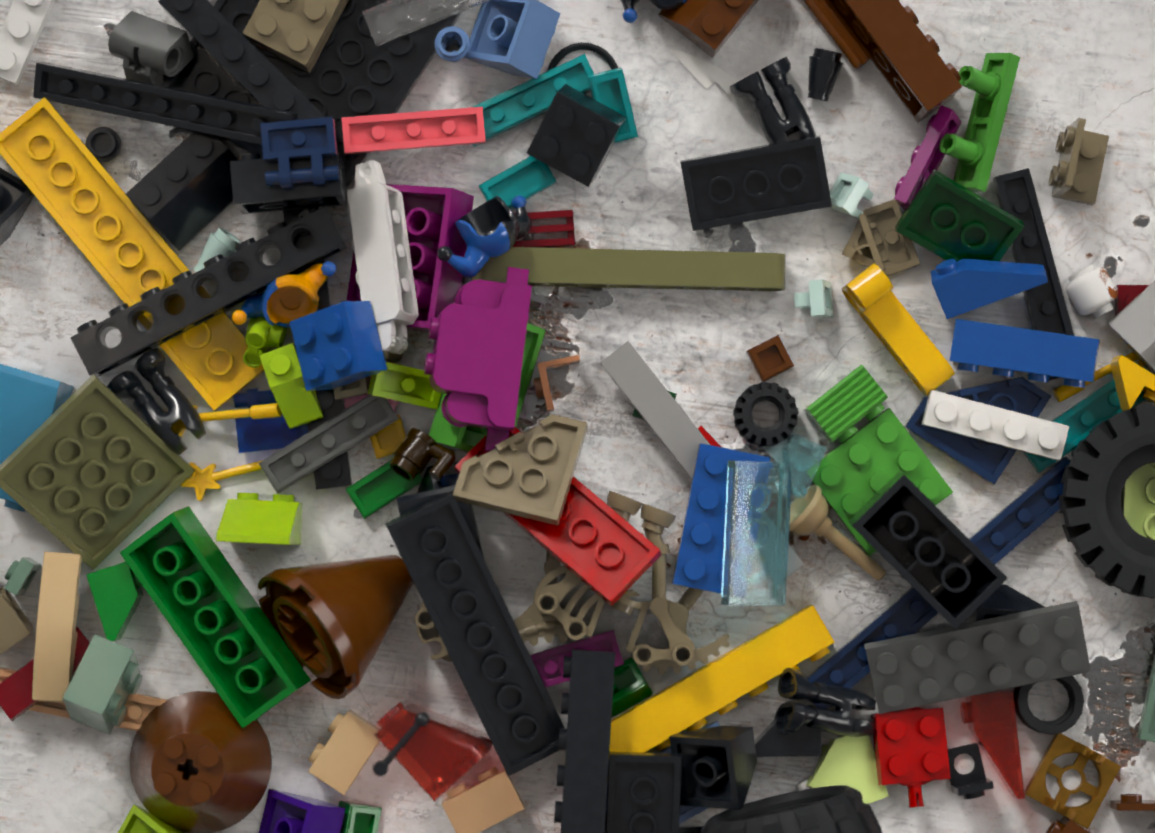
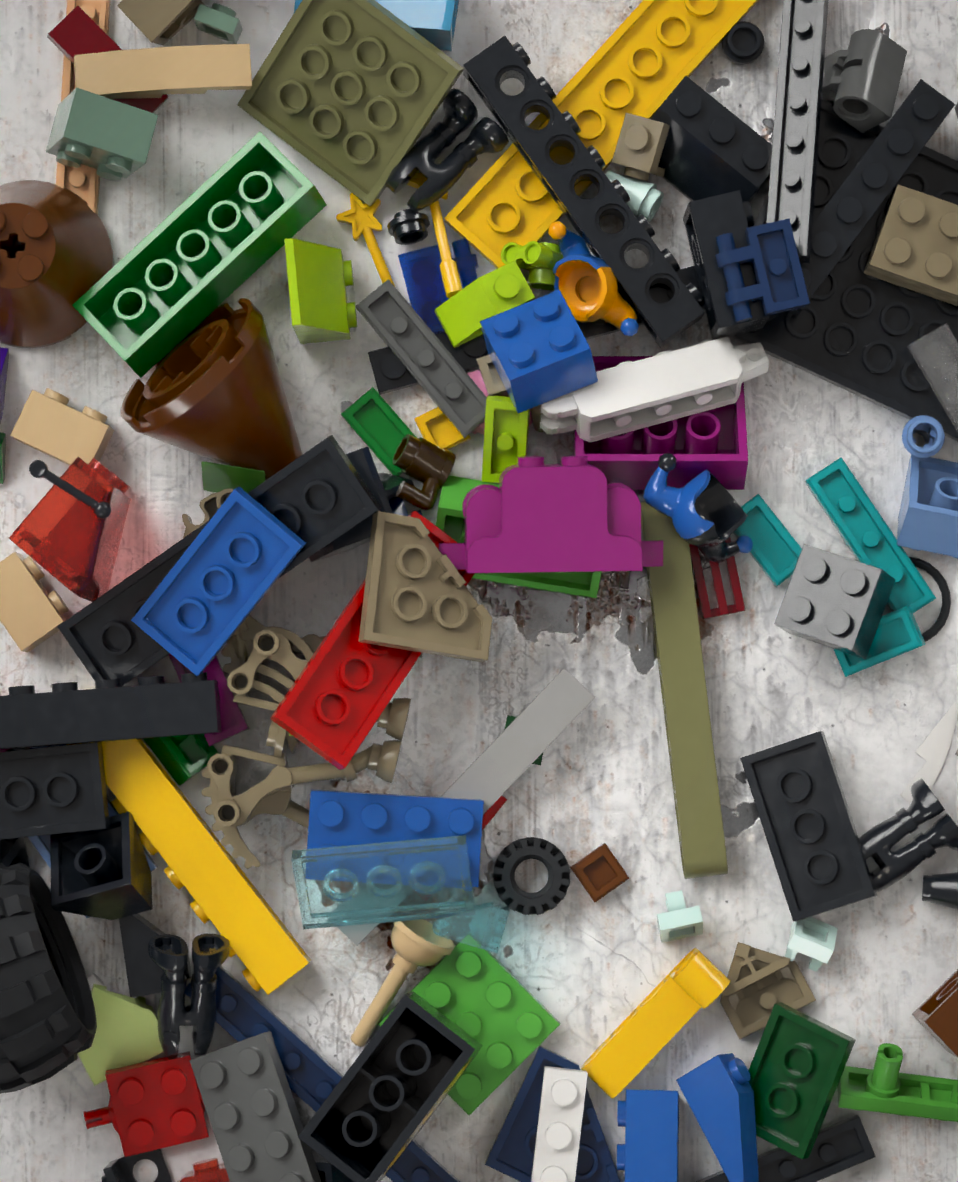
camera: 90 degrees right, 0 degrees up
(116, 597) = (206, 136): green slope -> none
(178, 239) = (641, 146): none -> dark tan bracket
(216, 440) = (409, 227): none -> black plate
(404, 620) = (220, 477): none -> bright green sticker
(413, 130) = (812, 405): coral plate -> none
(491, 634) = (218, 581): none -> blue plate
(541, 383) = (531, 602): nougat bracket -> none
(847, 404) = (557, 972): bright green brick -> none
(927, 156) = (872, 1030): magenta plate -> none

